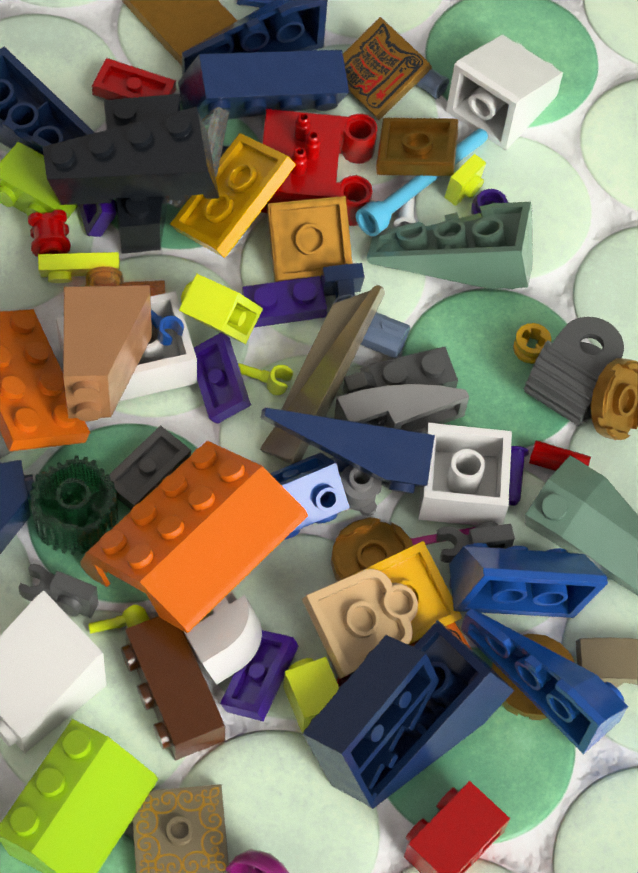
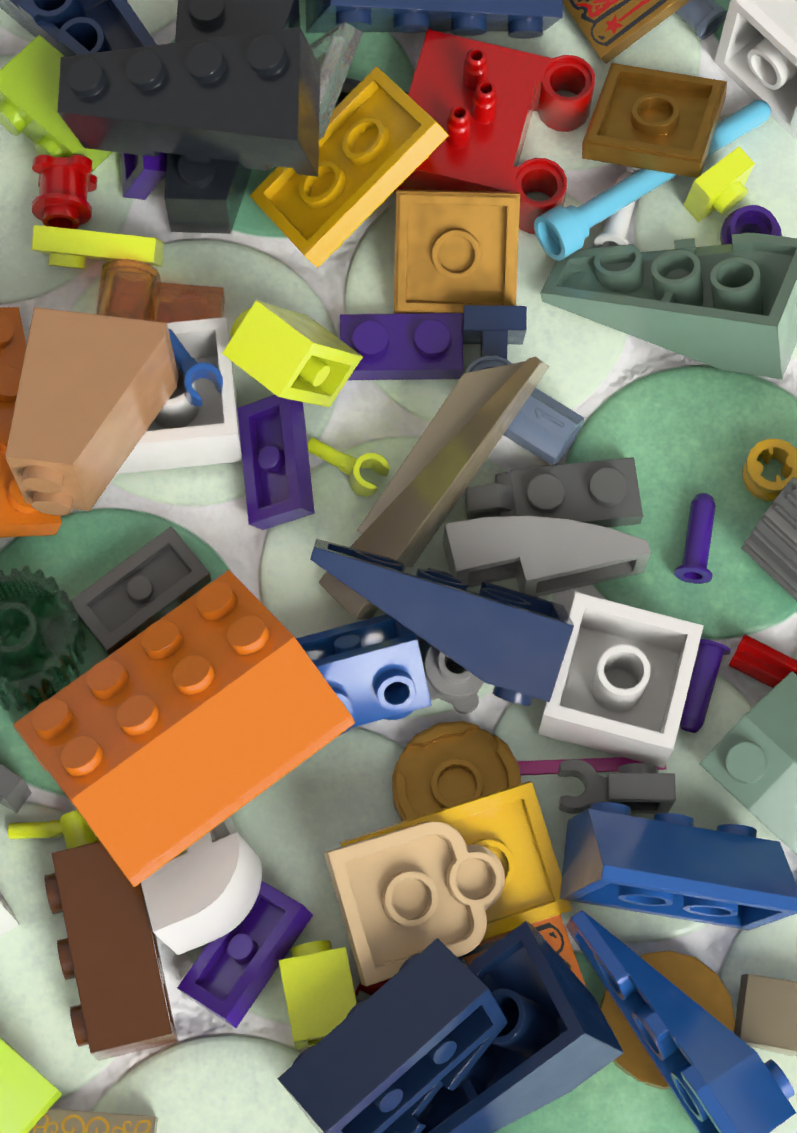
camera: 15 degrees right, 10 degrees up
(495, 396) = (698, 541): none -> dark purple piece

